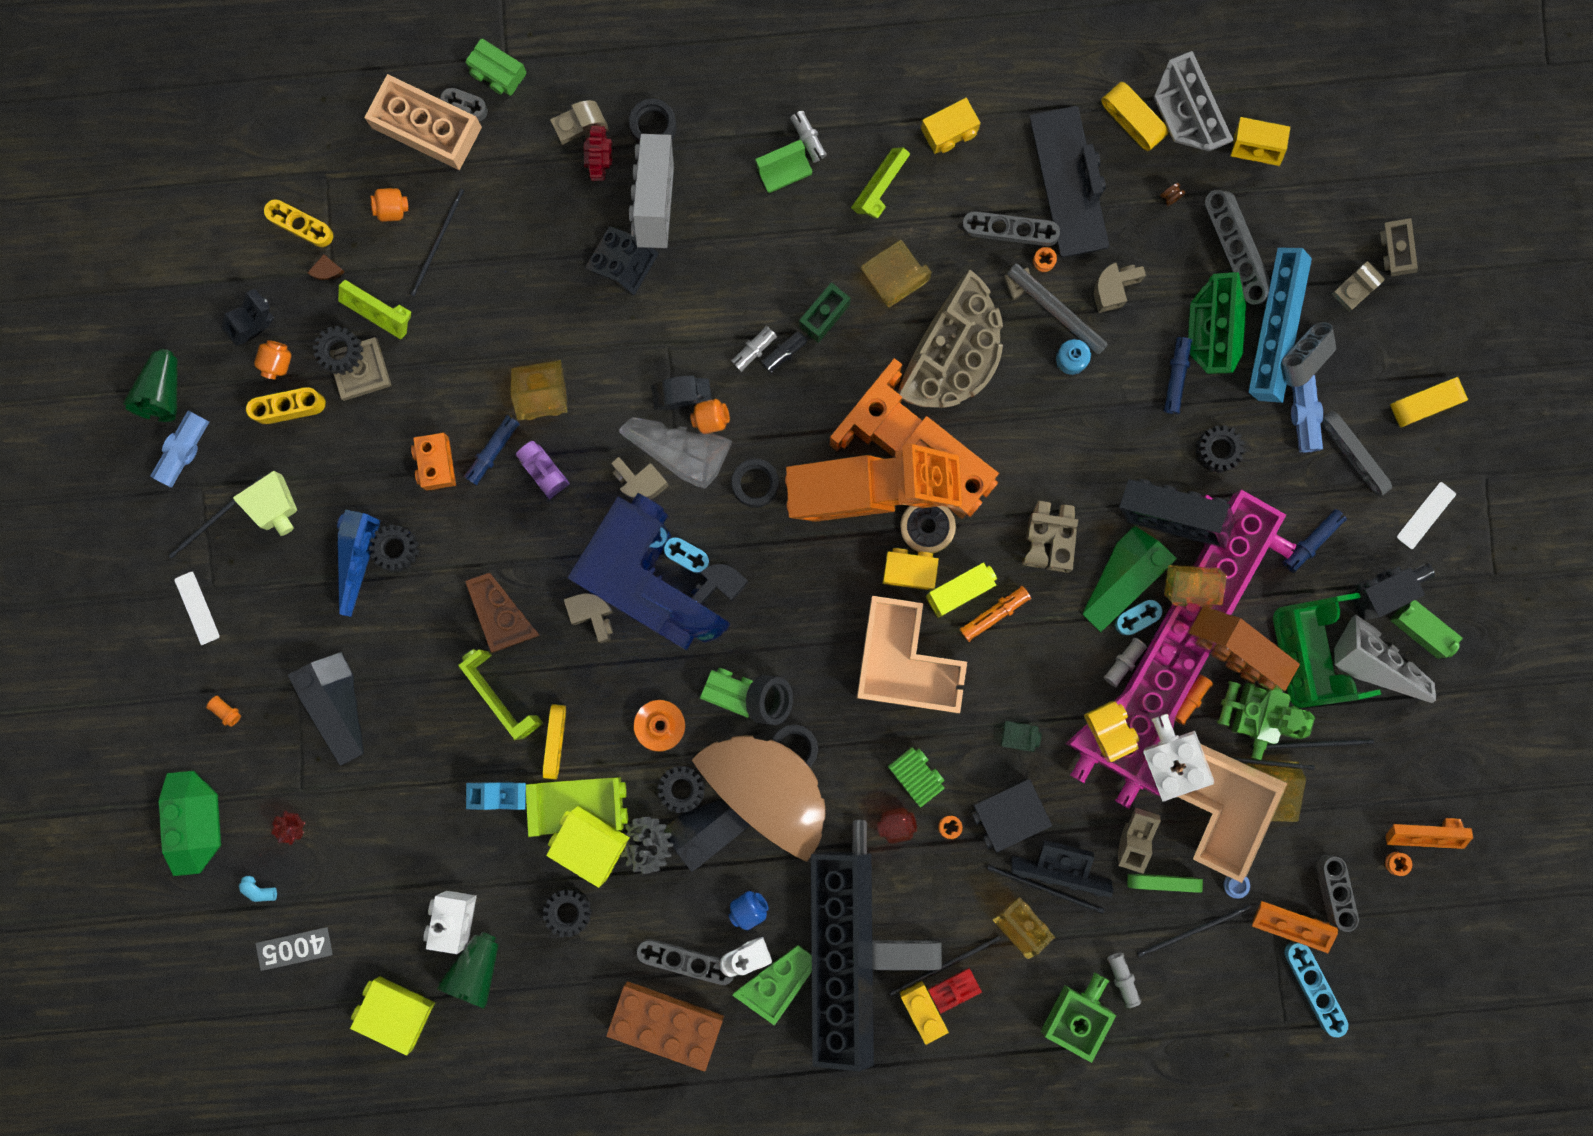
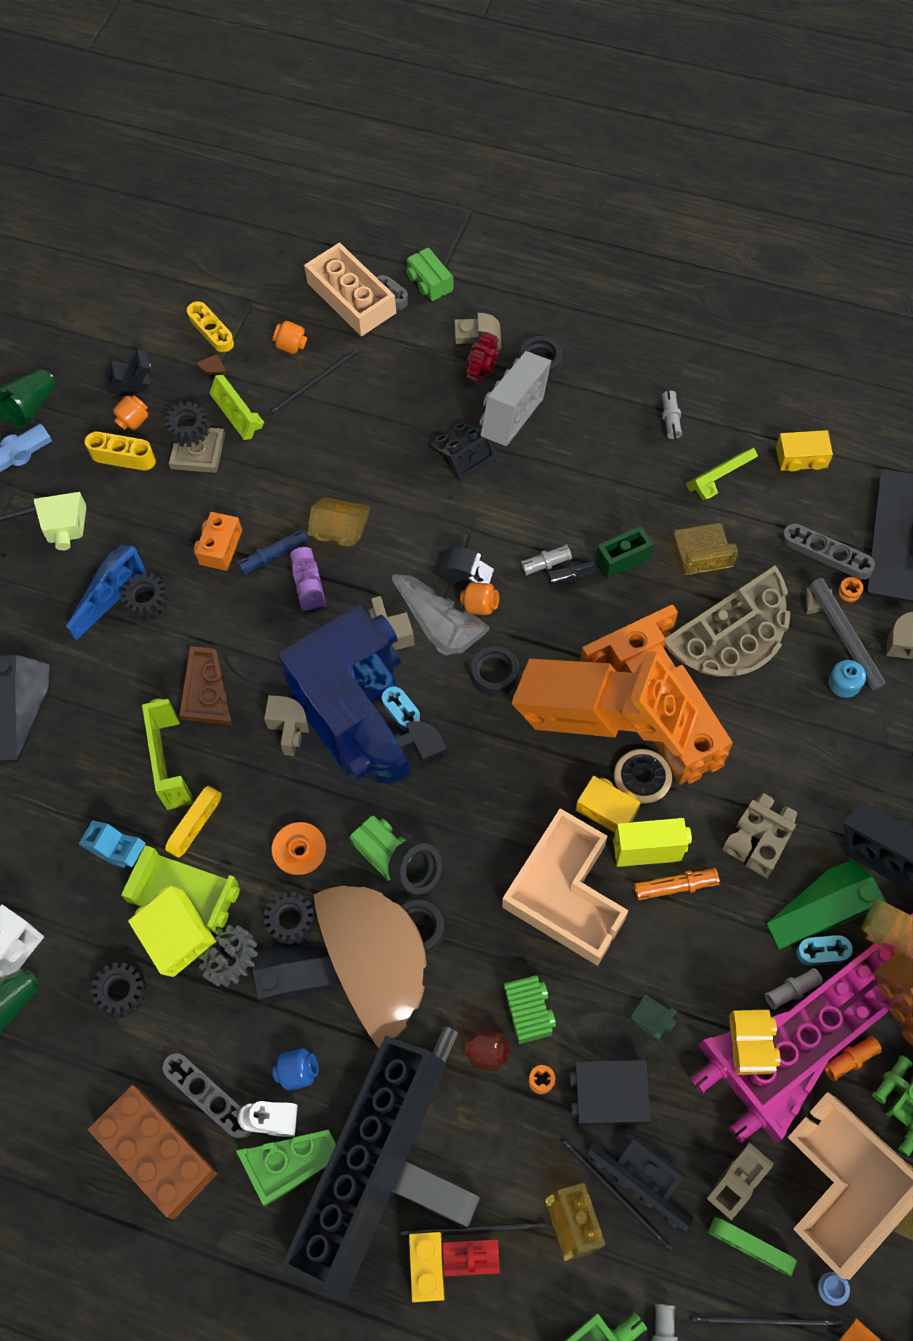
camera: 25 degrees right, 20 degrees down
(783, 166) = (639, 428): bright green panel -> none
(1186, 750) = (810, 1086): white brick -> none

